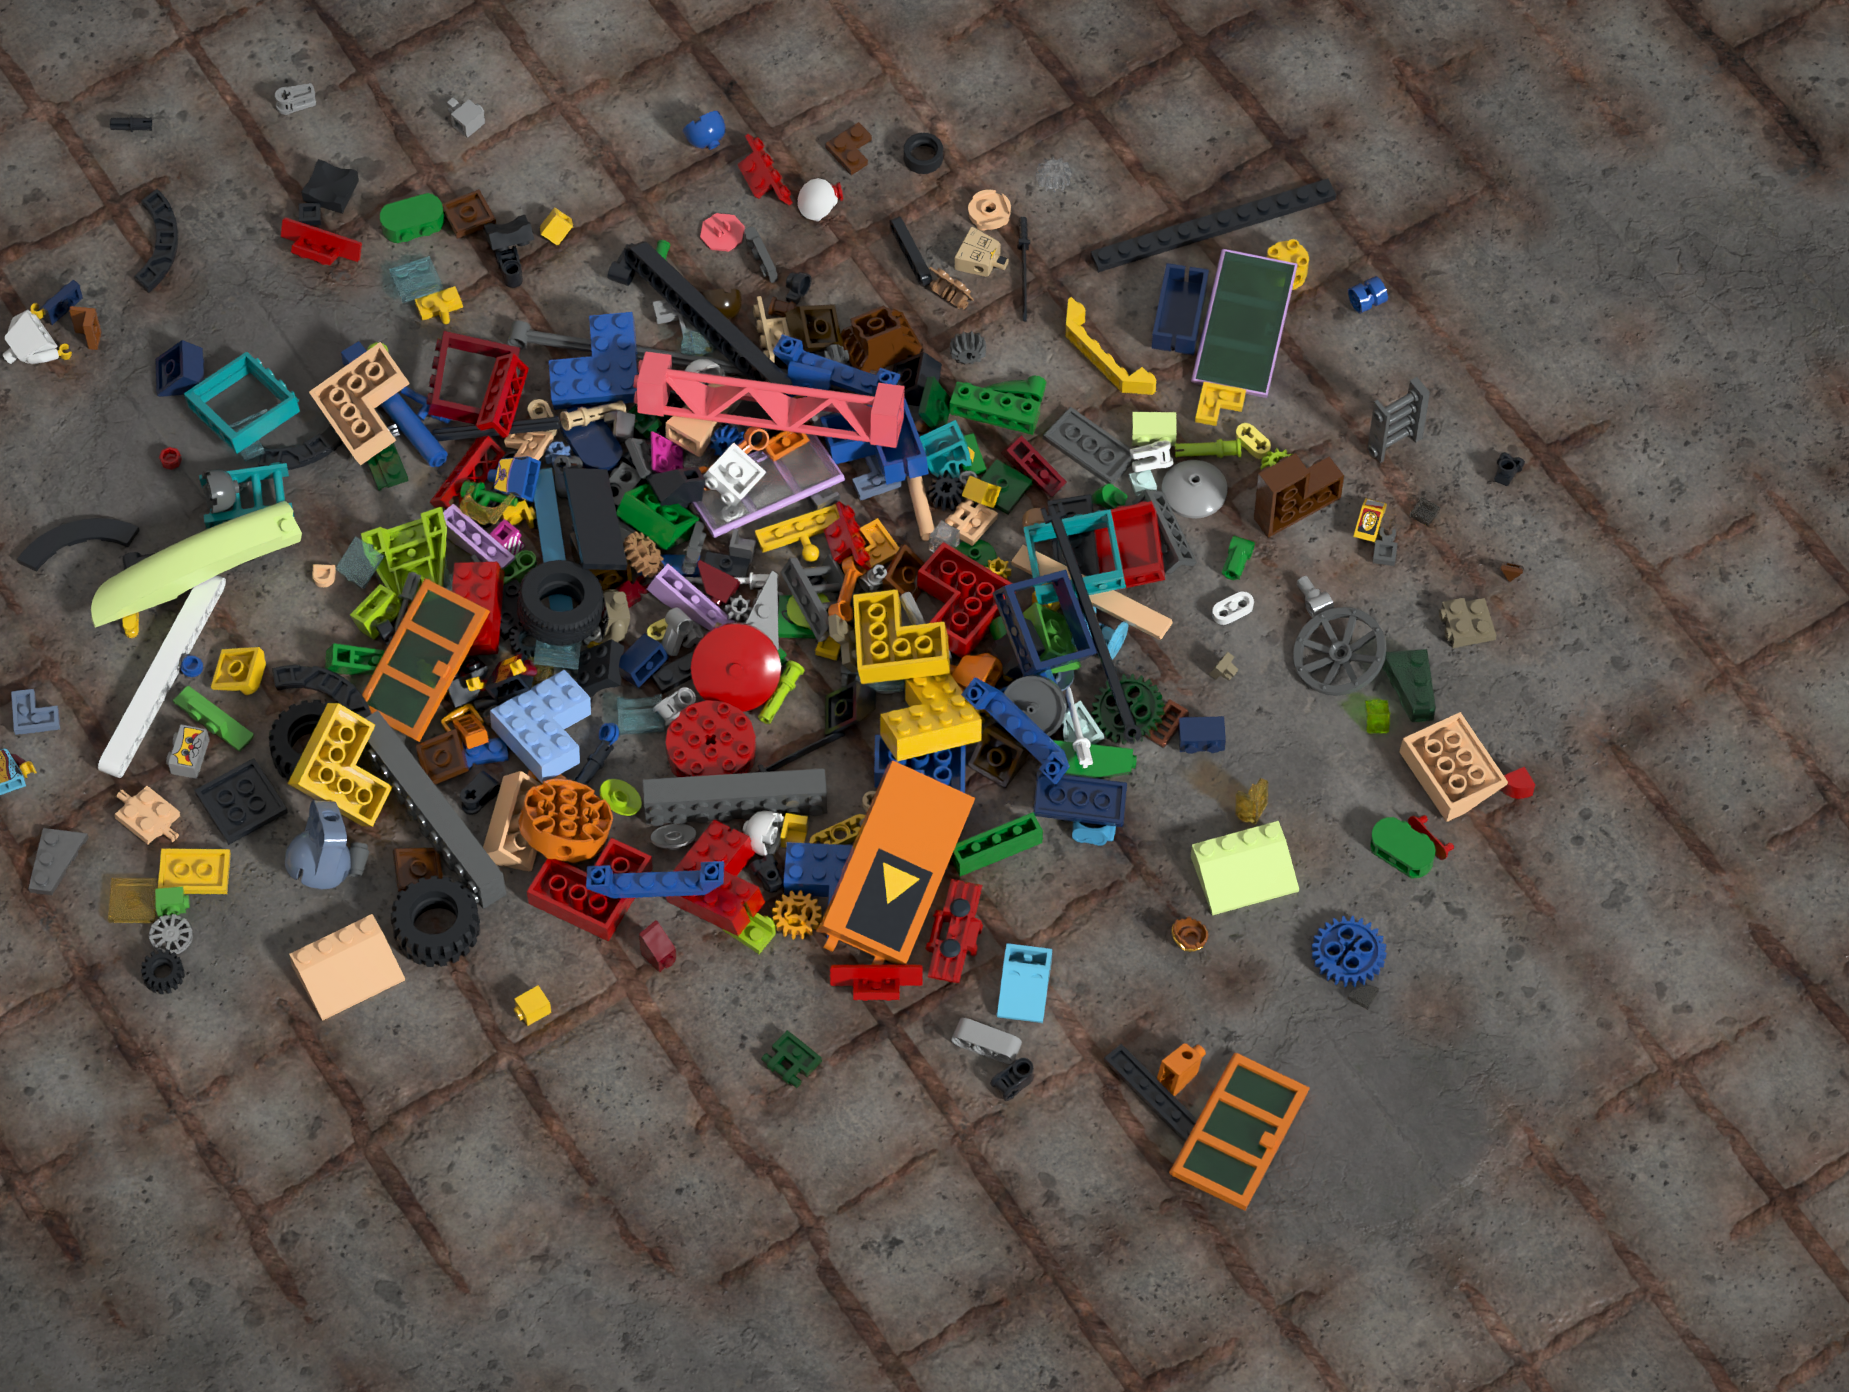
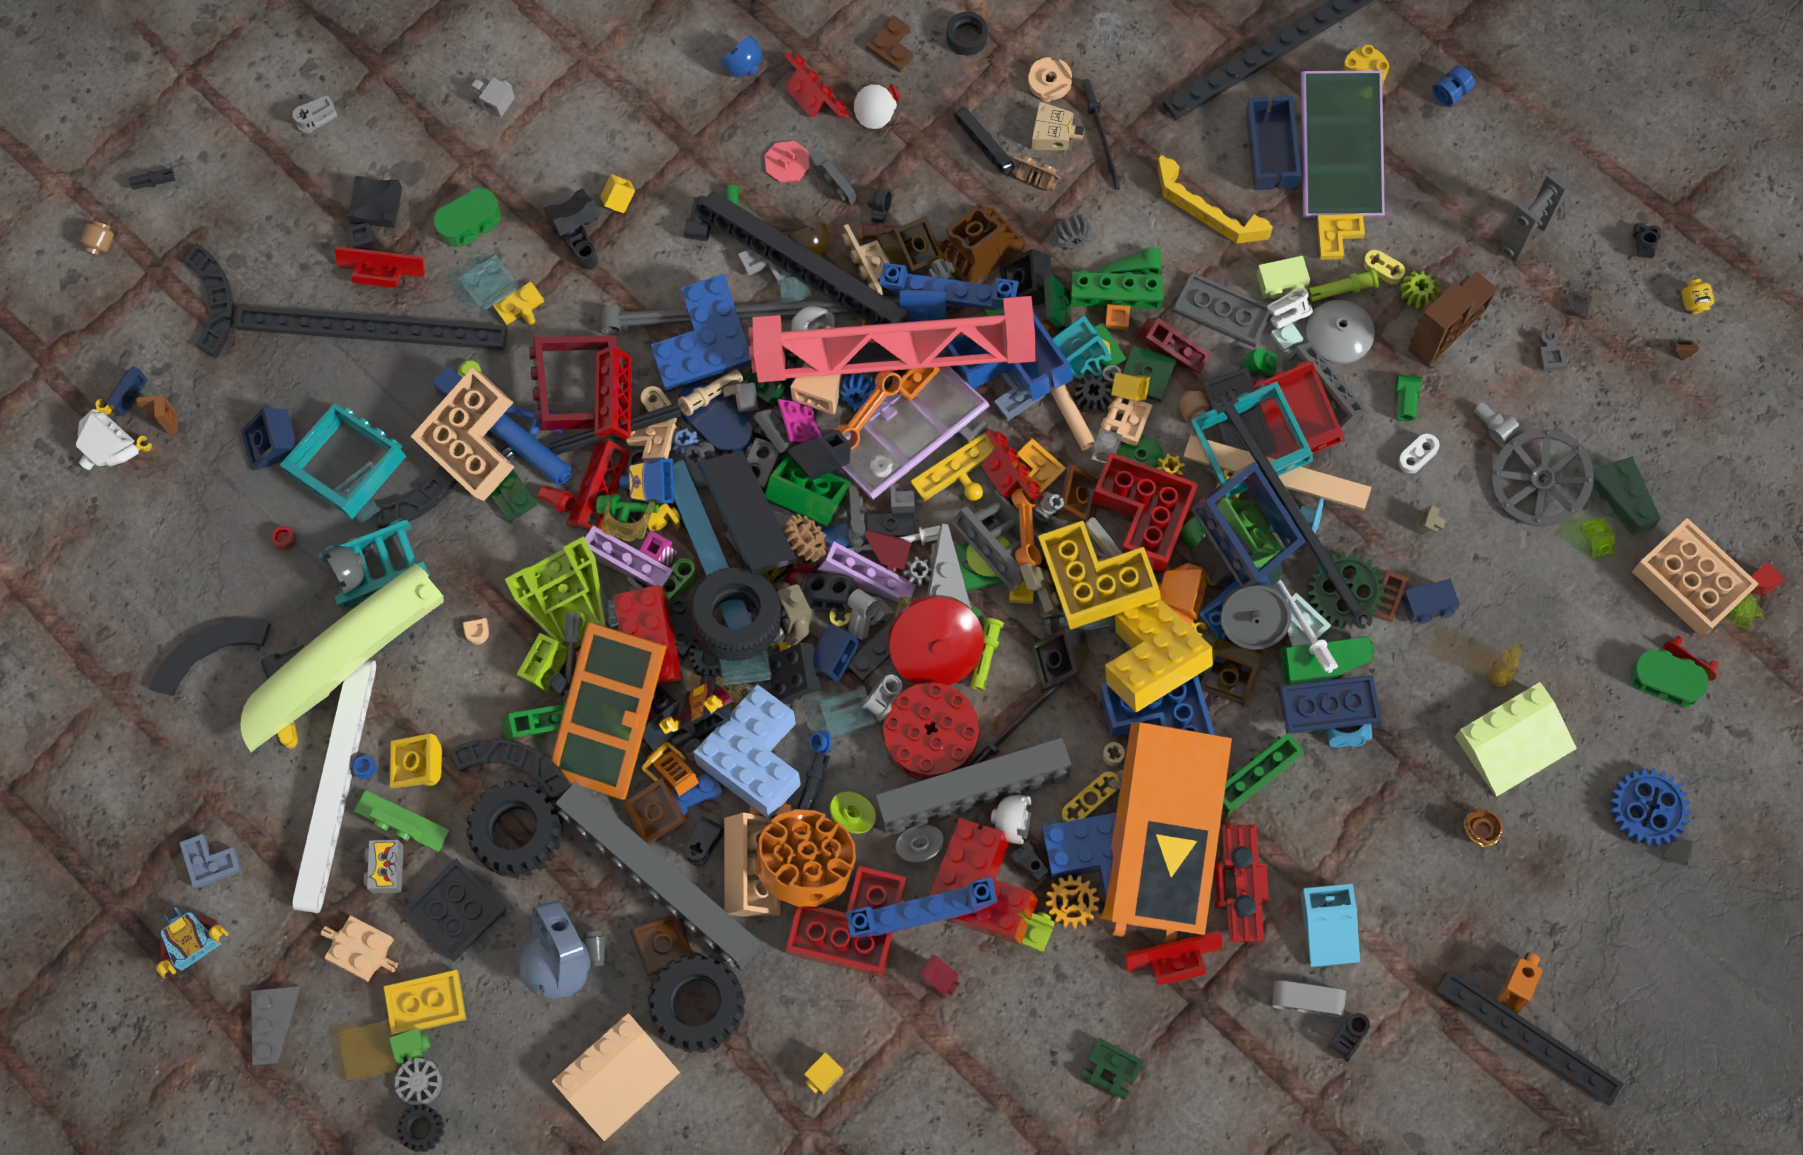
camera: 10 degrees left, 10 degrees up
(67, 164) = (96, 237): none -> medium nougat head
(298, 295) = (371, 327): none -> black plate
(330, 770) = (542, 860): yellow brick -> none
(359, 562) = (511, 610): clear light blue piece -> none
(428, 478) = (558, 499): none -> red cone
(468, 213) = (524, 199): reddish brown plate -> none
(651, 607) = (829, 595): none -> black brick
(733, 475) = (876, 429): white plate -> none
(794, 829) = (1043, 808): yellow panel -> none
(989, 431) = (1117, 317): none -> orange plate
(1019, 726) = (1254, 644): blue slope -> none
(1239, 1131) = (1601, 1041): door -> none
(1370, 520) = (1528, 326): slope -> none
(1467, 622) = (1656, 414): dark tan plate -> none
(1493, 807) = (1746, 611): none -> clear neon green piece
(1538, 528) = (1697, 296): none -> yellow head

